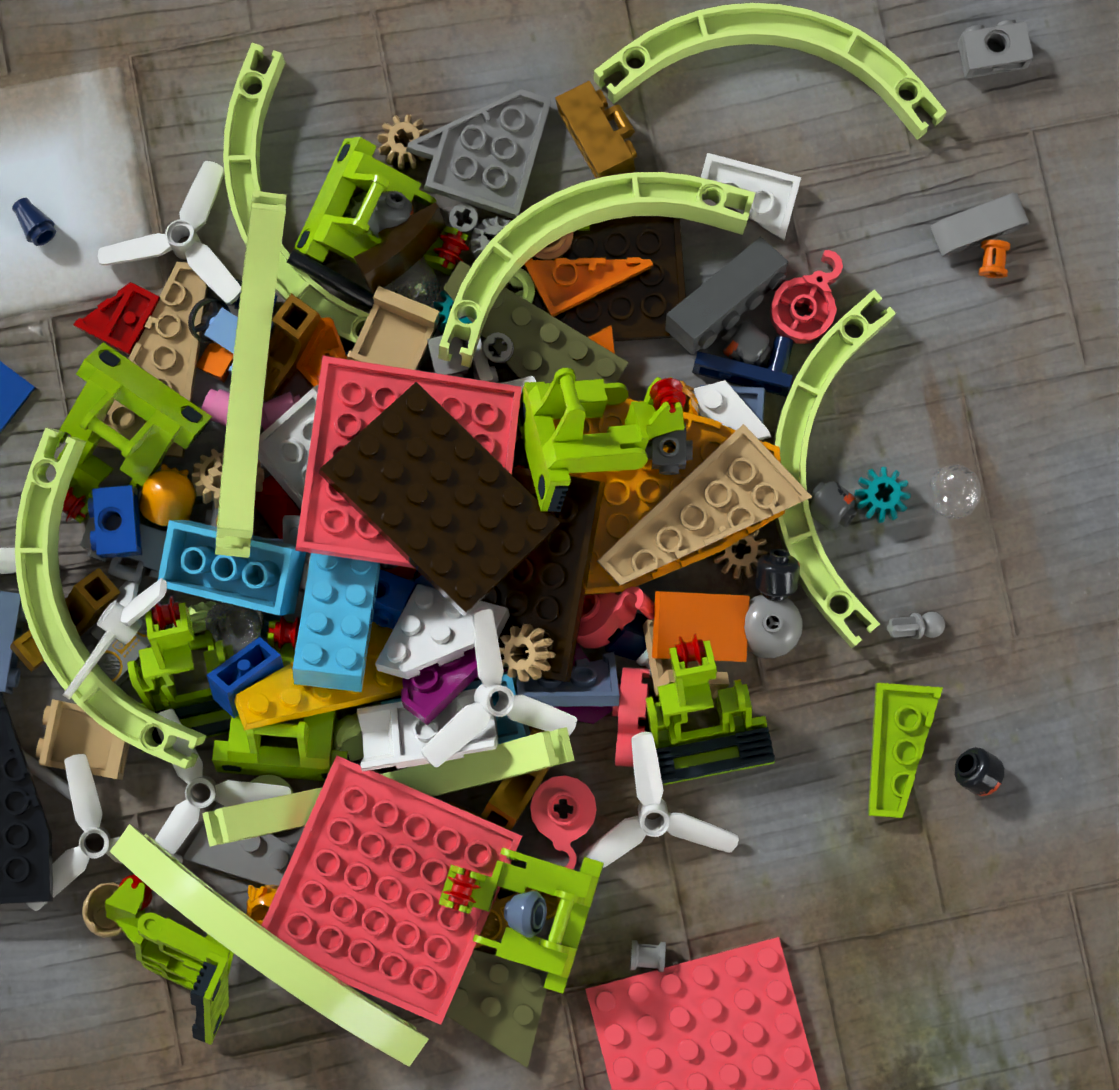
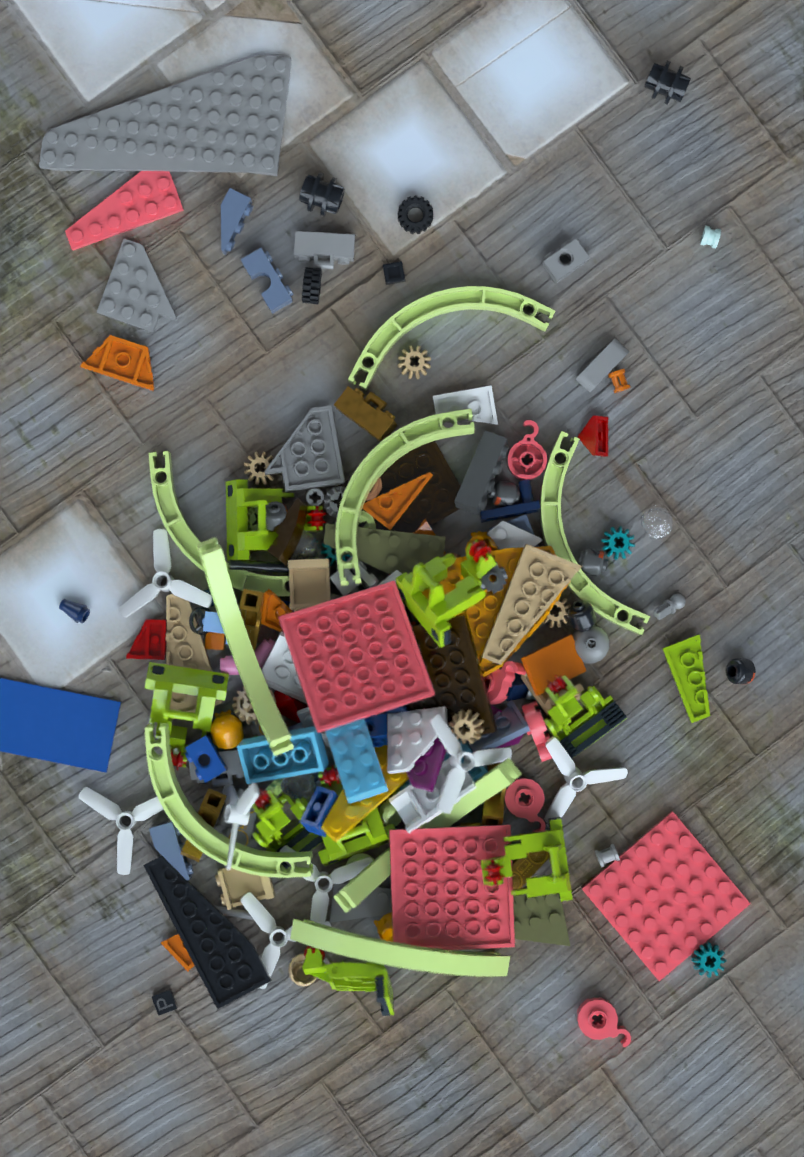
camera: 30 degrees left, 5 degrees up
(439, 498) = (381, 666): dark brown plate -> none
(491, 340) = (364, 560): light grey bush -> none
(526, 913) = (533, 867): sand blue cone -> none
(715, 100) = (407, 362): none -> tan gear
(922, 323) = (595, 436): none -> red slope

